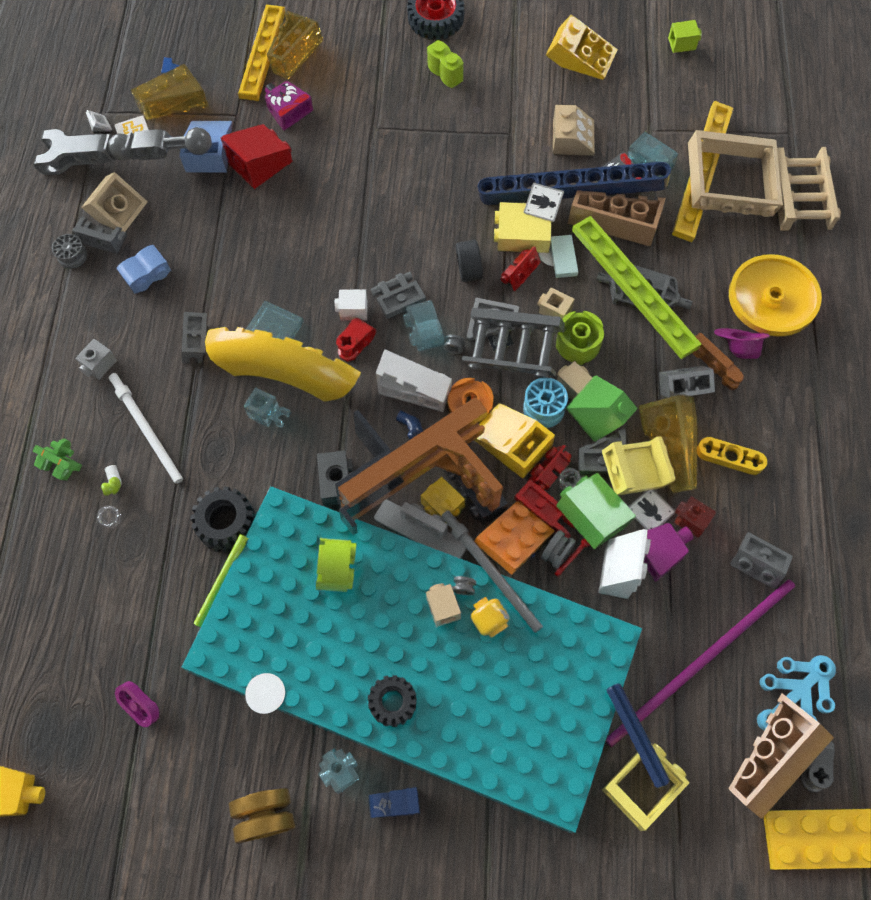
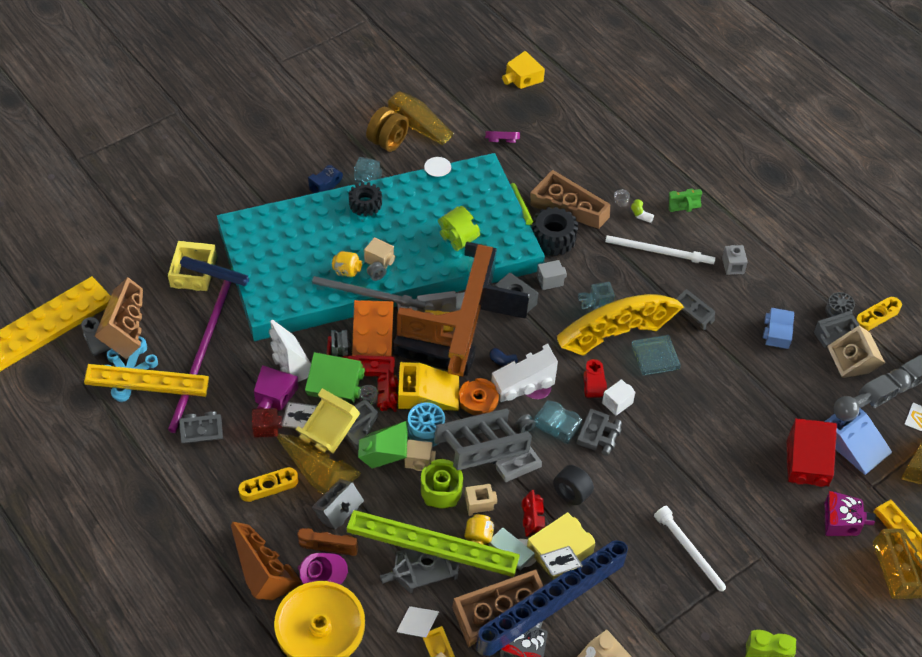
camera: 135 degrees right, 15 degrees down
(40, 219) = (880, 307): none -> yellow beam
(169, 552) = (563, 193): none -> medium nougat wedge
(195, 827) = (420, 117): none -> clear yellow wedge
(278, 474) = (551, 274): none -> light grey brick
(418, 195) = (664, 516): none -> white piece
(579, 282) = (479, 529): none -> yellow head
(688, 252) = (417, 621): none -> white sticker
(788, 380) = (261, 568): none -> dark orange wedge
(794, 654) = (146, 380): none -> yellow tile

